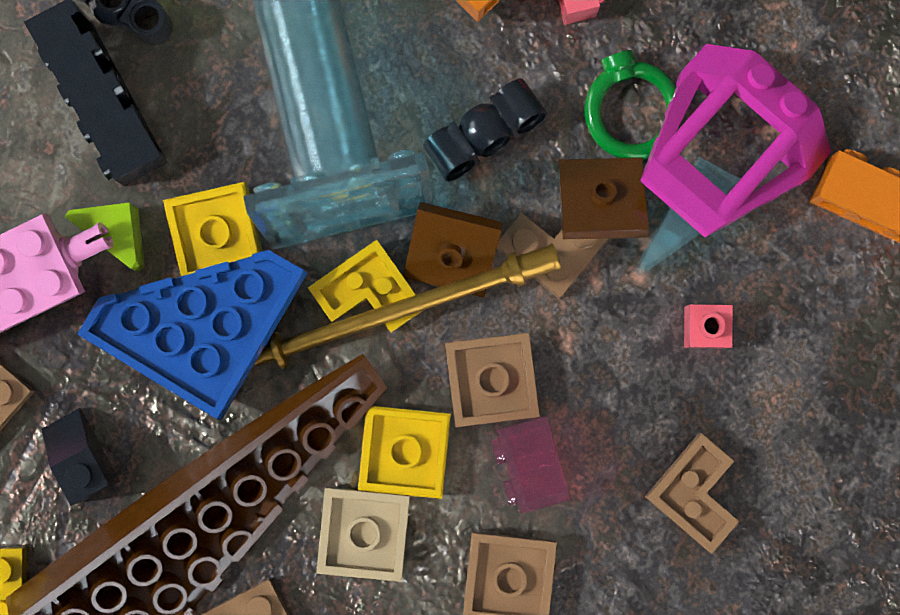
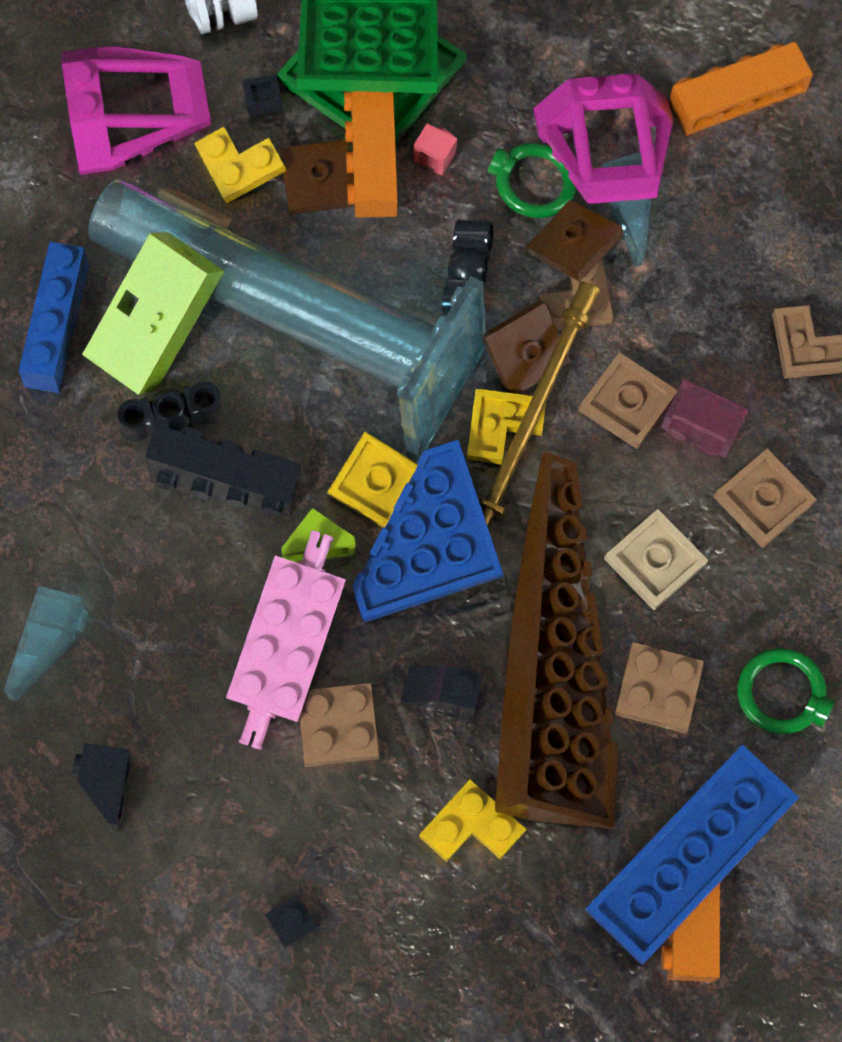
camera: 50 degrees left, 15 degrees down
(404, 452) = (625, 490): yellow plate -> none
(694, 331) = (712, 259): coral plate -> none

